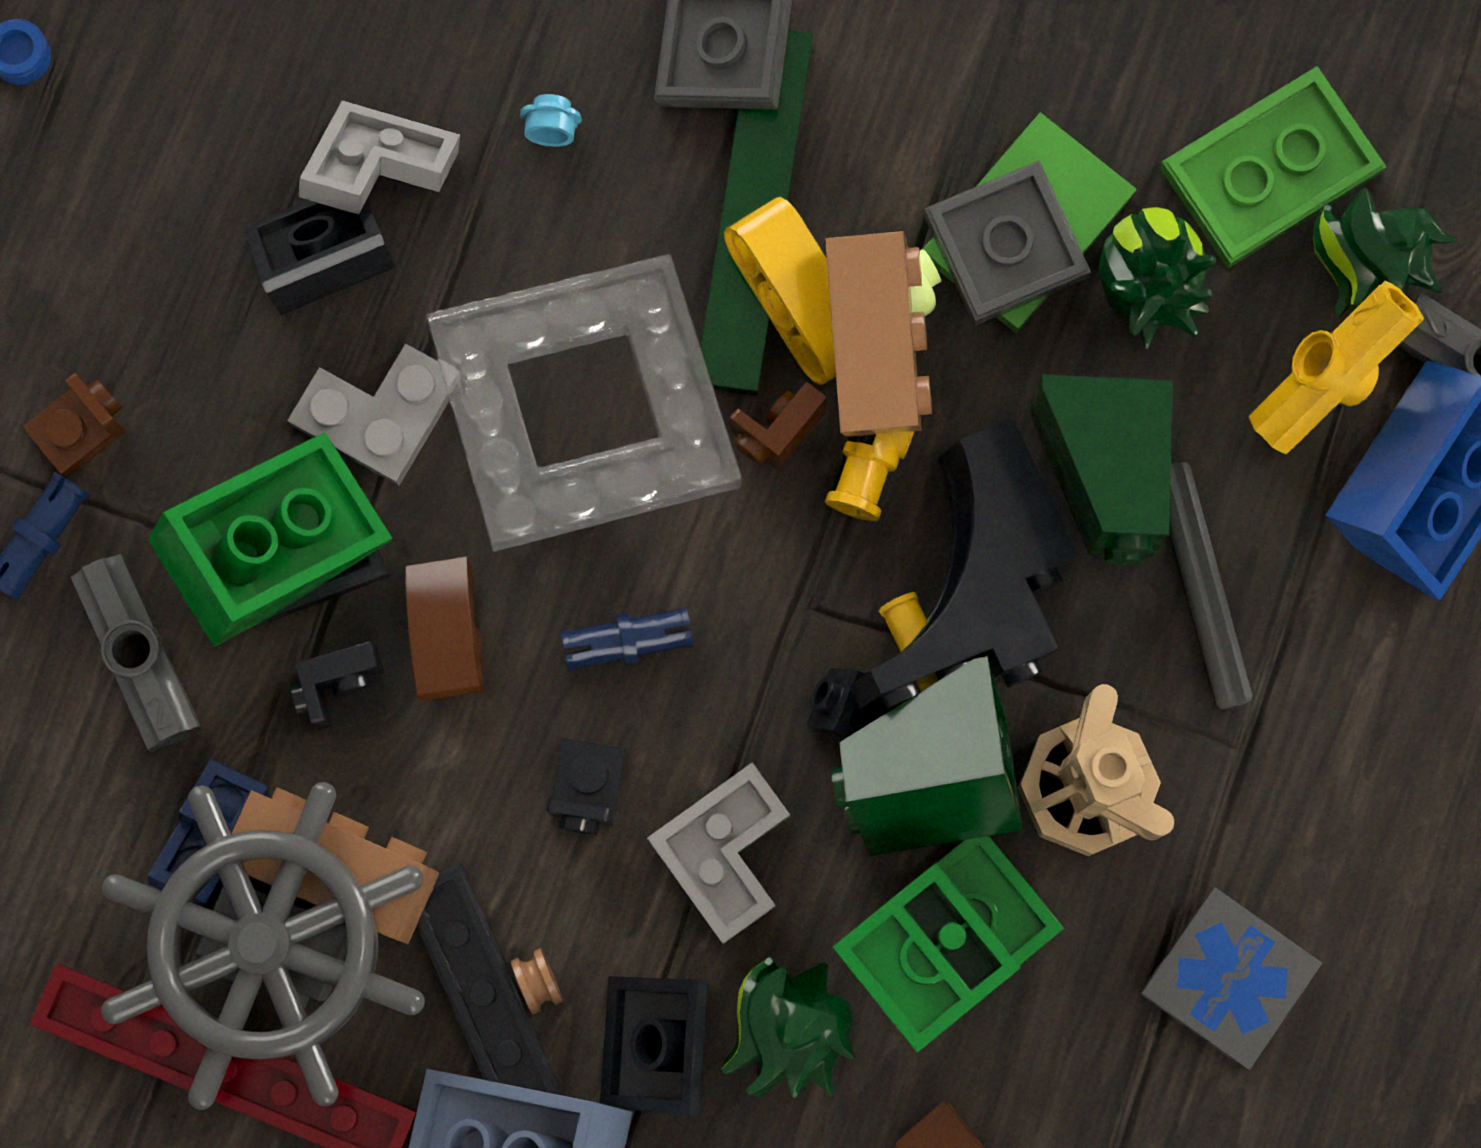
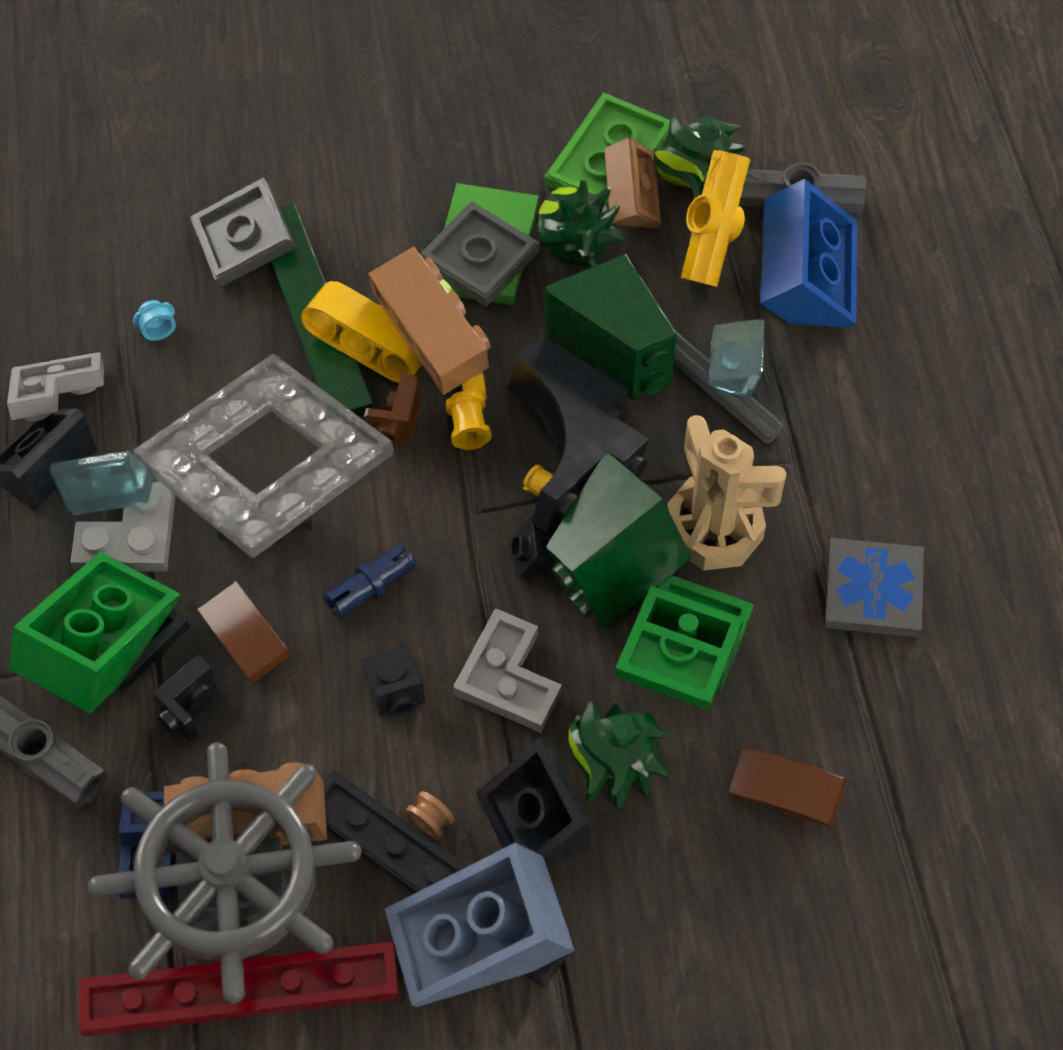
camera: 30 degrees left, 20 degrees down
(372, 340) = (103, 482): none -> clear light blue slope
(1248, 576) = (737, 356): none -> clear light blue slope
(1266, 242) = (633, 184): none -> medium nougat slope

